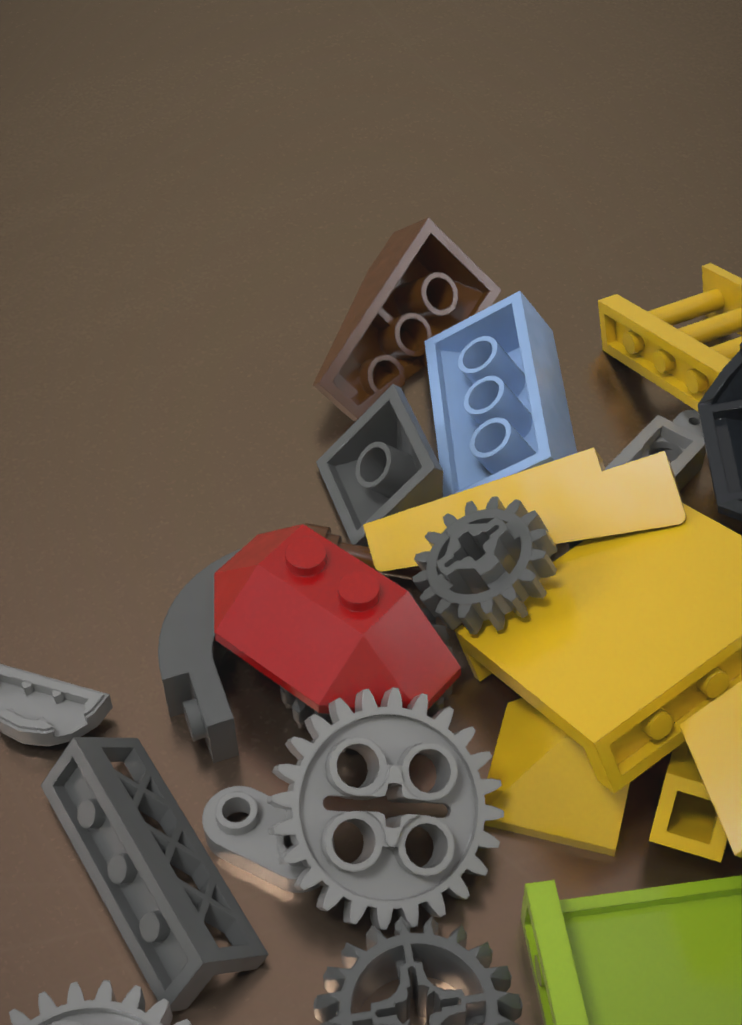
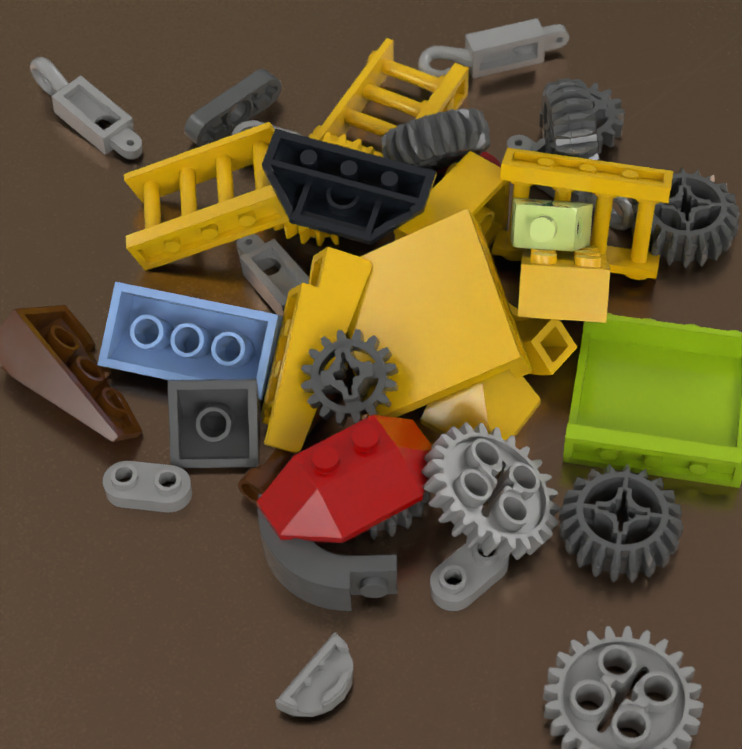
camera: 70 degrees left, 5 degrees up
(133, 870) = (468, 641): dark grey fence -> none
(279, 448) = (145, 487): none -> light grey plate

